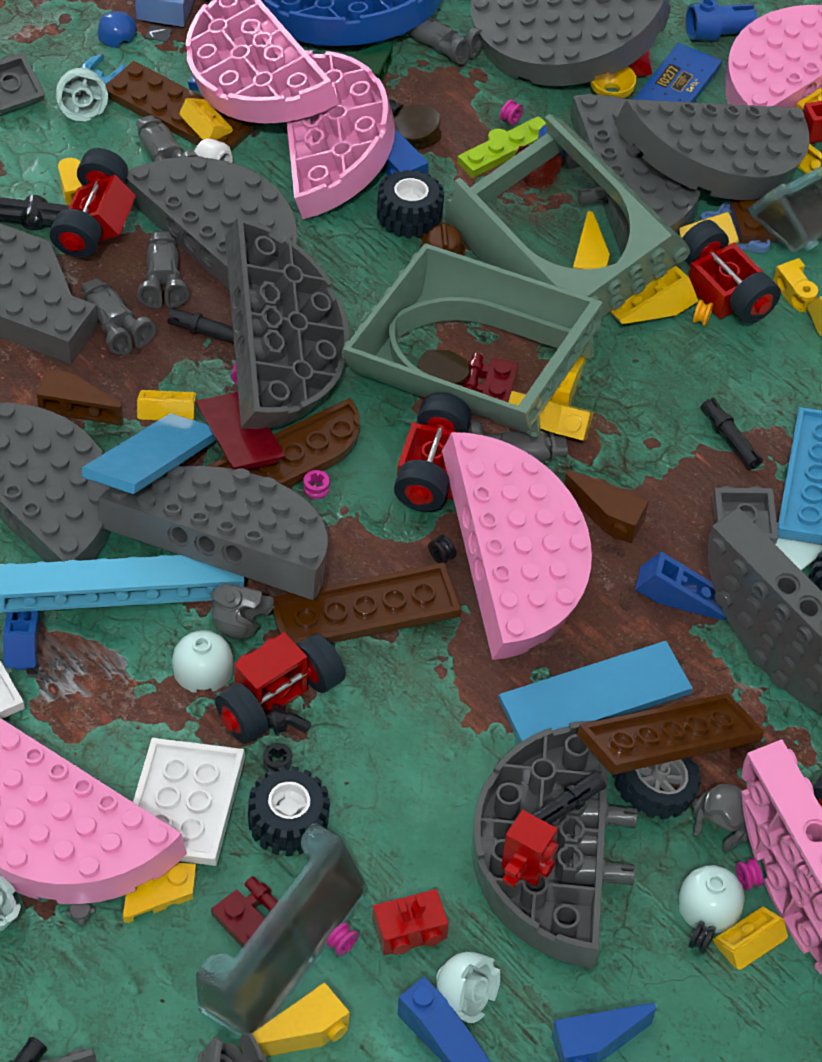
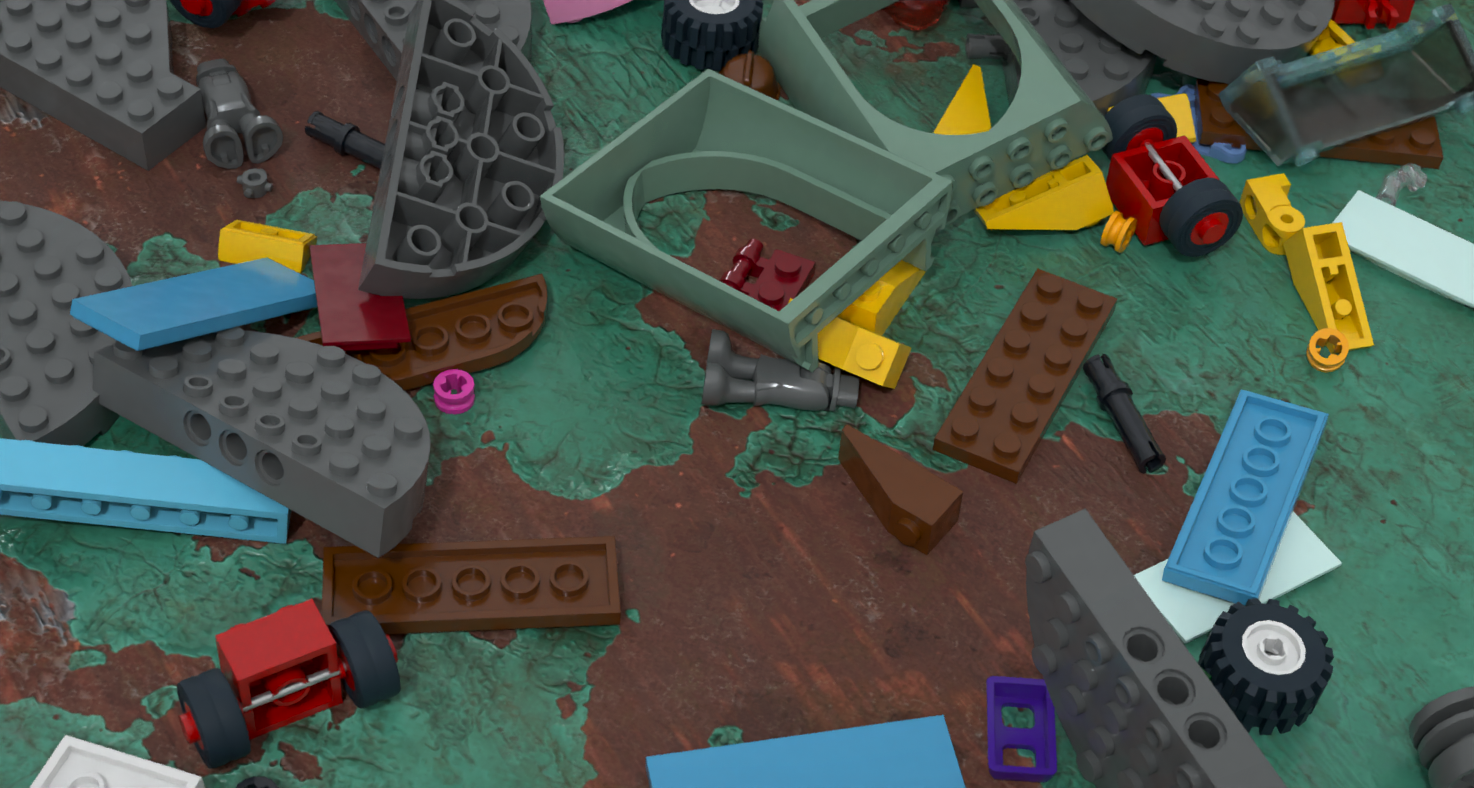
camera: 10 degrees right, 5 degrees down
(76, 398) = (129, 214): reddish brown slope -> none
(145, 362) = (254, 183): none -> dark grey piece
(162, 269) = (320, 63): dark grey piece -> none
(202, 661) = (182, 624): light aqua cylinder -> none
(236, 609) = (265, 557): dark grey helmet -> none
(280, 717) = (279, 735): black plate -> none
(421, 471) = (641, 370): brick -> none
(442, 549) = (618, 516): black bush -> none
(444, 365) = (699, 248): dark brown hat -> none
(520, 539) = (741, 523): bright pink brick -> none
(665, 417) = (1025, 376): none -> reddish brown plate
(678, 587) = (976, 628): blue slope -> none
(724, 645) = (1039, 739): none -> dark purple piece
(753, 501) = (1133, 527): dark grey plate -> none

